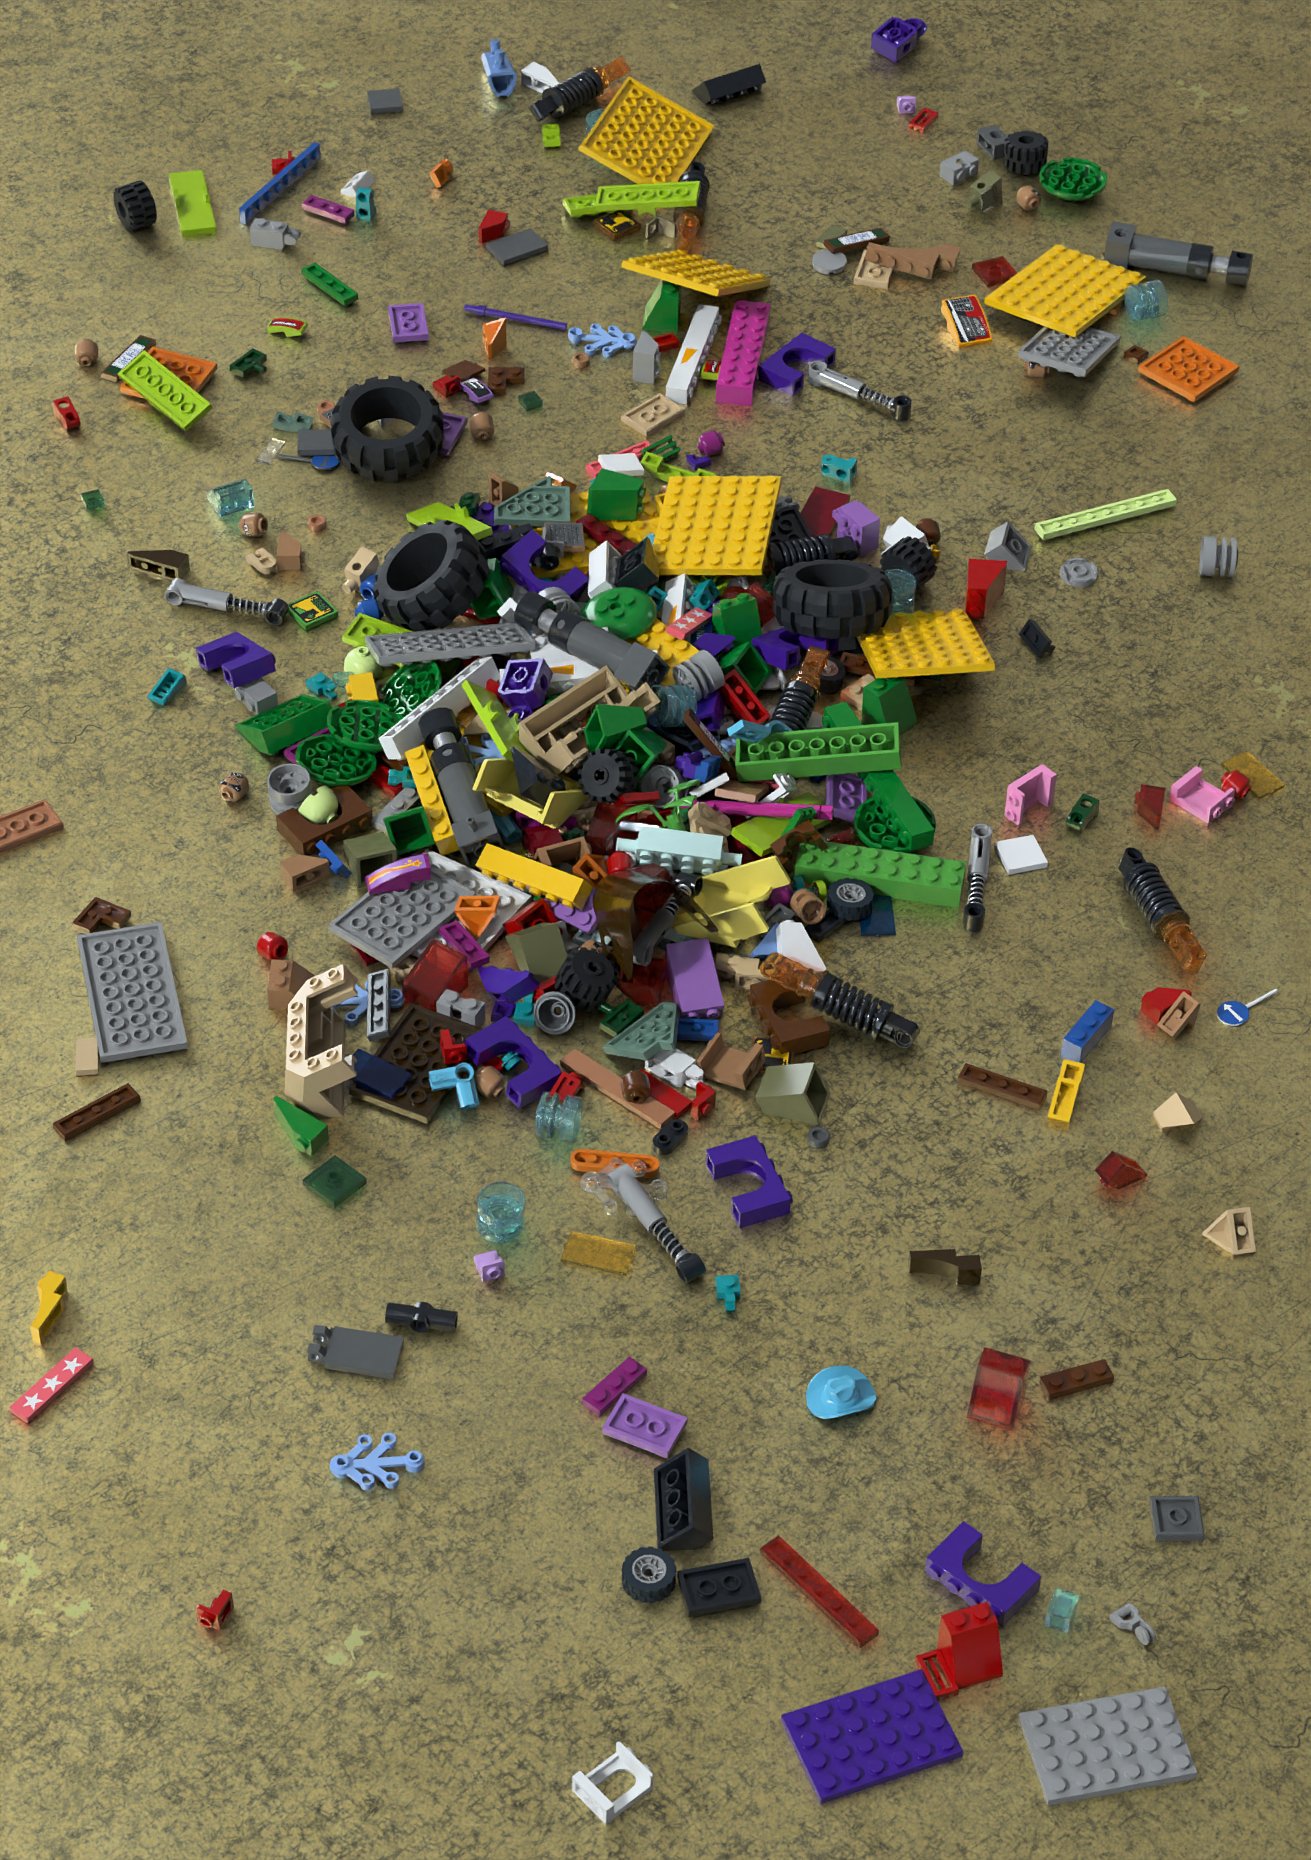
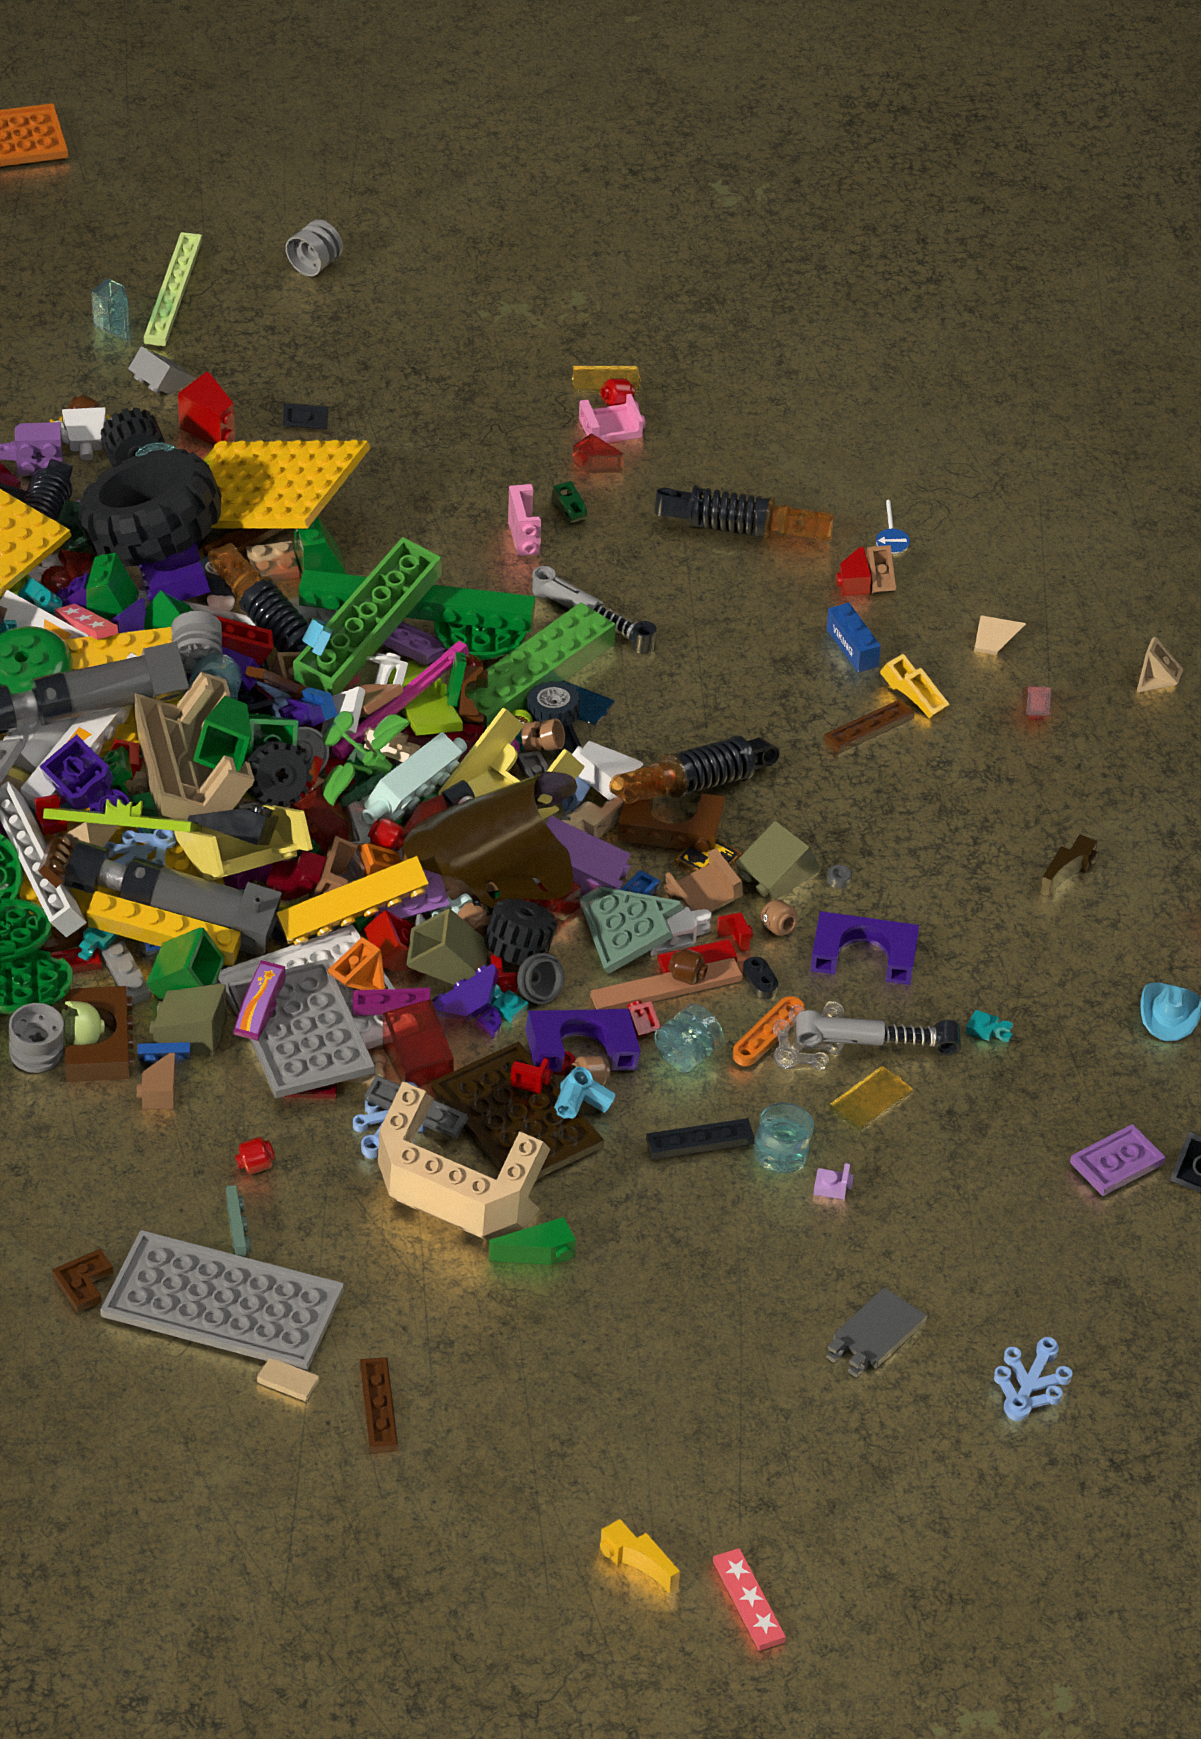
camera: 60 degrees left, 0 degrees up
(202, 966) = (237, 1223): none -> sand green plate
(218, 1611) = (1146, 1579): red bracket -> none
(284, 982) = (323, 1169): medium nougat slope -> none
(334, 1181) = (629, 1252): clear green plate -> none
(379, 1074) = (492, 1155): clear blue piece -> none
(413, 710) = (56, 859): none -> reddish brown plate
(421, 1317) = (868, 1262): black piece -> none
(466, 1165) = (700, 1138): none -> black plate
(471, 1010) = (464, 1047): light grey brick -> none
(511, 1061) = (573, 1043): teal plate -> none
(612, 1387) = (1050, 1161): magenta plate -> none
(620, 1016) = (575, 938): dark green plate -> none
(737, 1118) = (779, 917): none -> medium nougat head
(1020, 854) = (584, 569): white tile -> none
(1041, 493) = (111, 309): none -> clear light blue slope
(1079, 572) = (233, 346): light grey tile -> none

